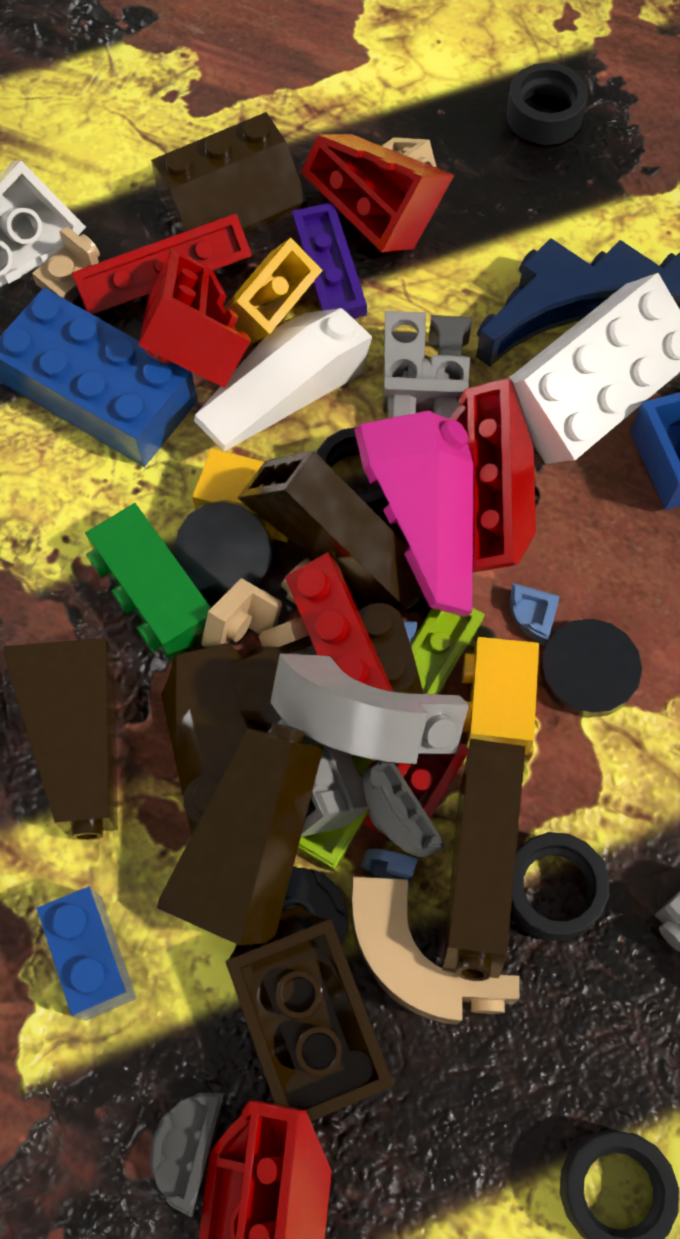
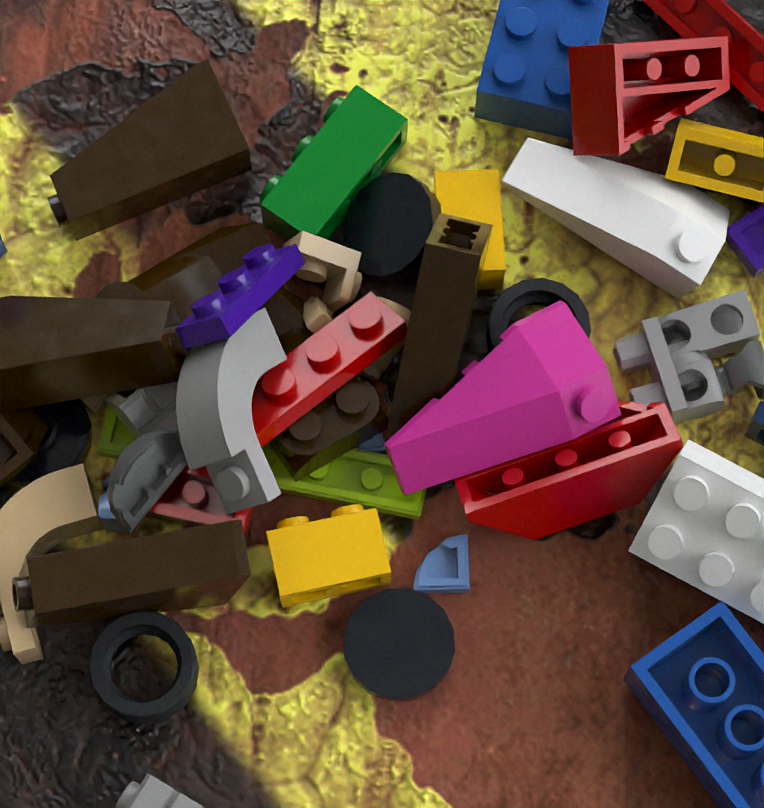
camera: 70 degrees right, 5 degrees up
(260, 673) = (239, 294): none -> dark purple plate

